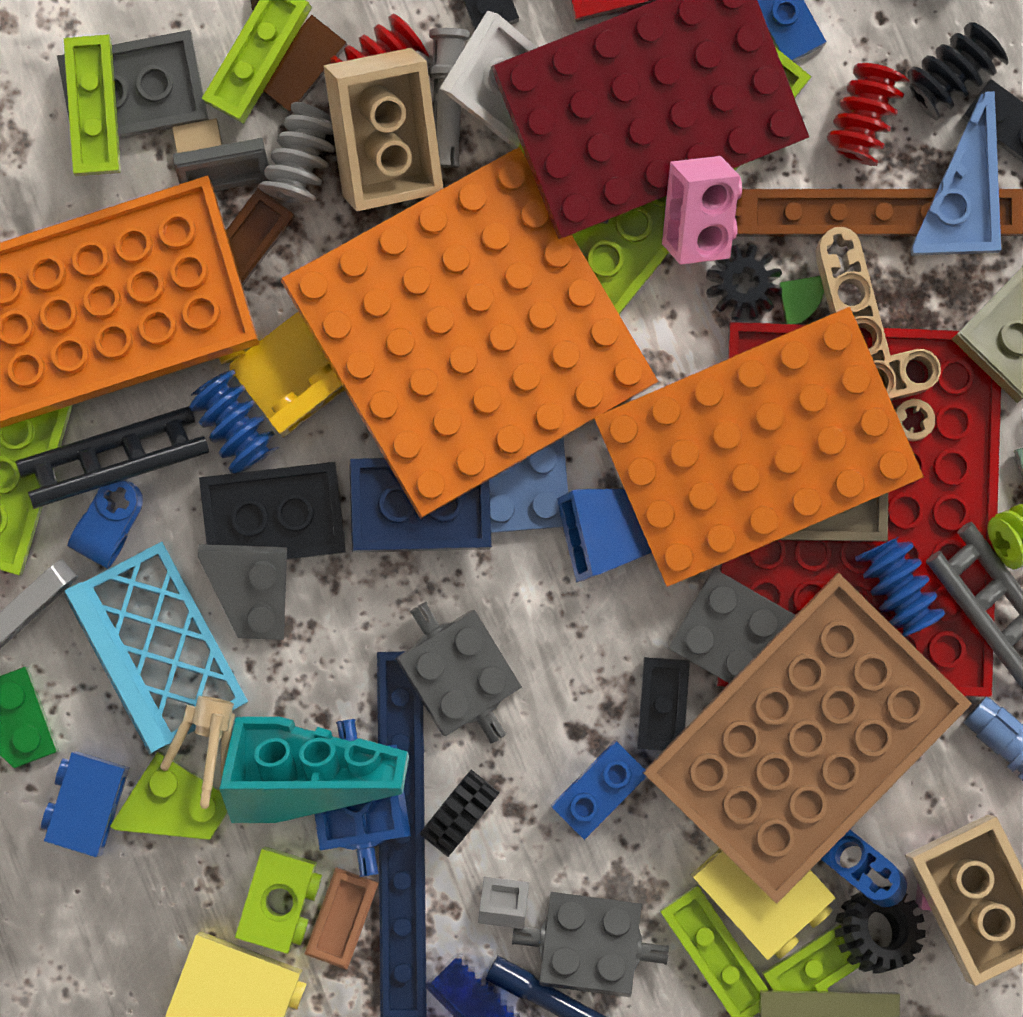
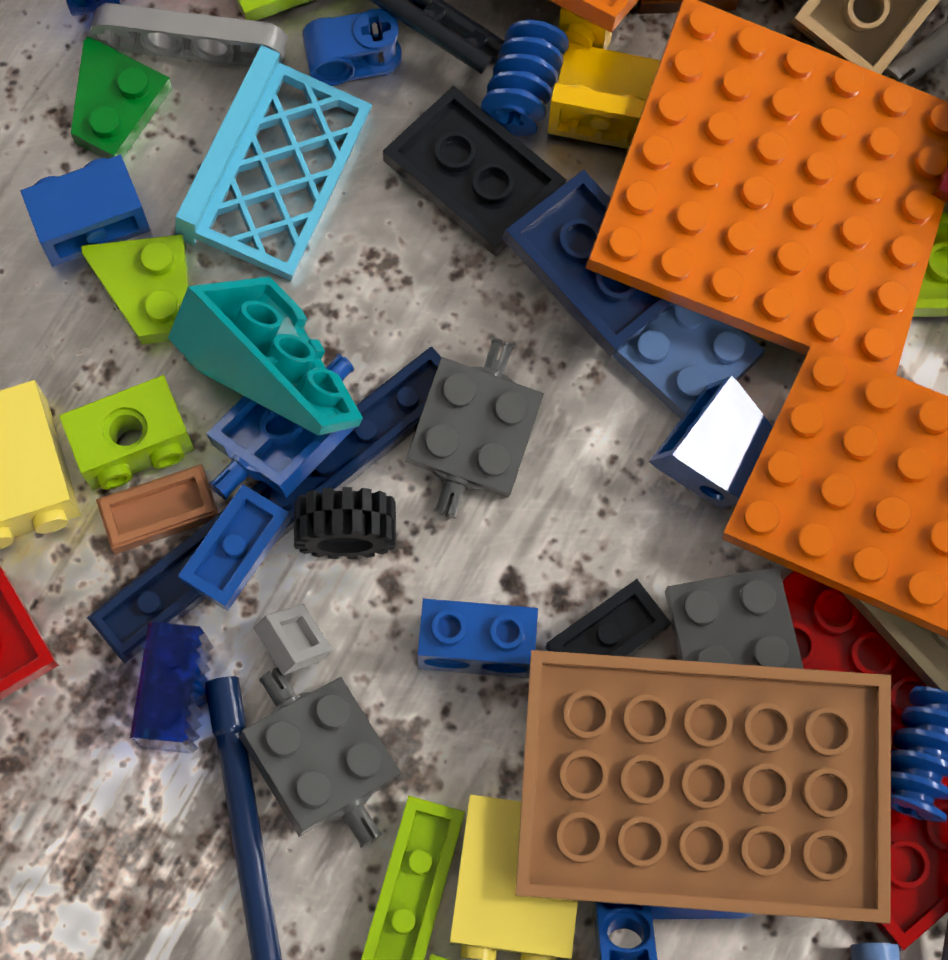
camera: 50 degrees right, 15 degrees down
(213, 720) = (248, 245): tan plant -> none
(249, 587) = (394, 195): dark grey wing -> none
(416, 894) = (234, 547): none -> blue plate

